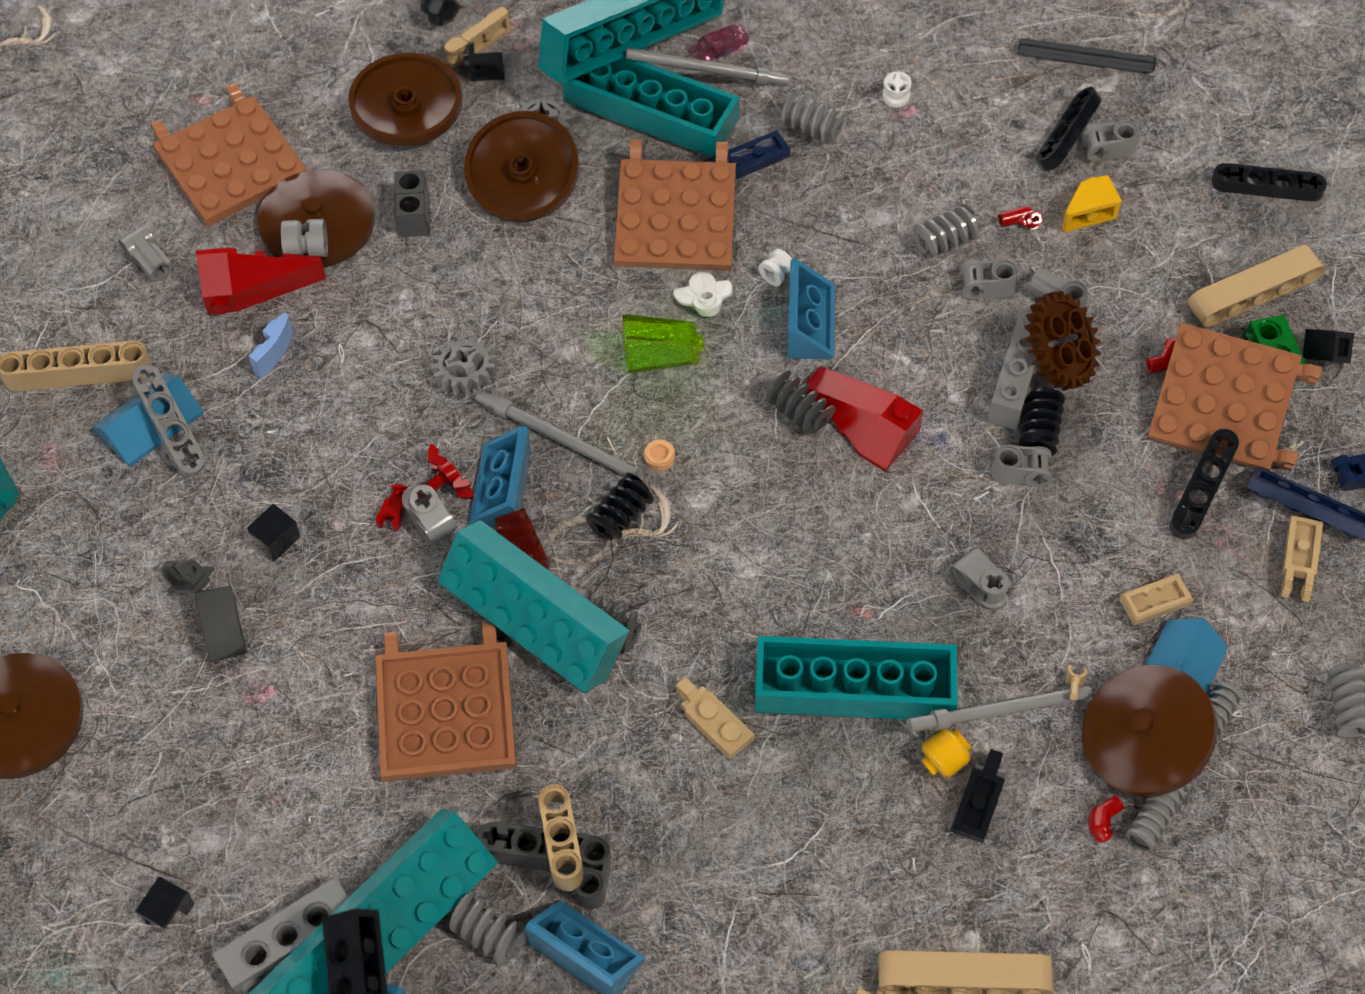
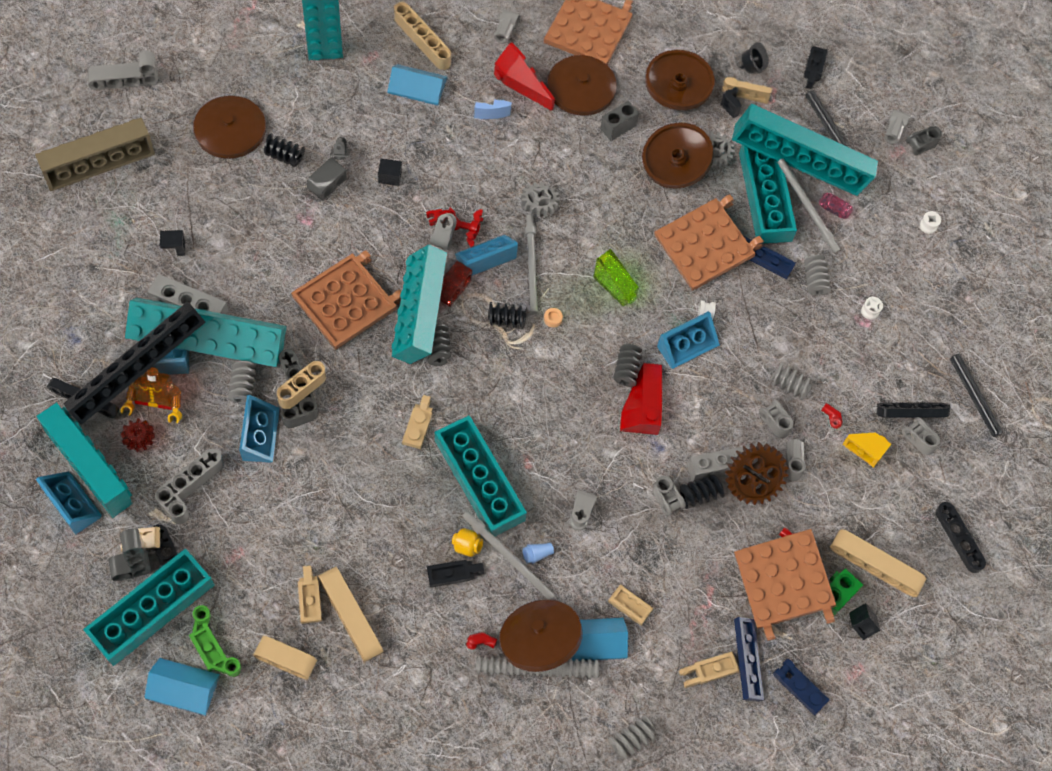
camera: 50 degrees right, 5 degrees up
(123, 657) = (283, 152): none -> black piece
(171, 418) = (419, 91): light grey beam -> none
(305, 238) = (558, 84): light grey wheel -> none
(704, 293) = (666, 285): white plate -> none
(1011, 673) = (534, 552): none -> light blue cone
(1075, 681) = (552, 587): tan hand -> none
(1205, 484) = (720, 598): black beam -> none

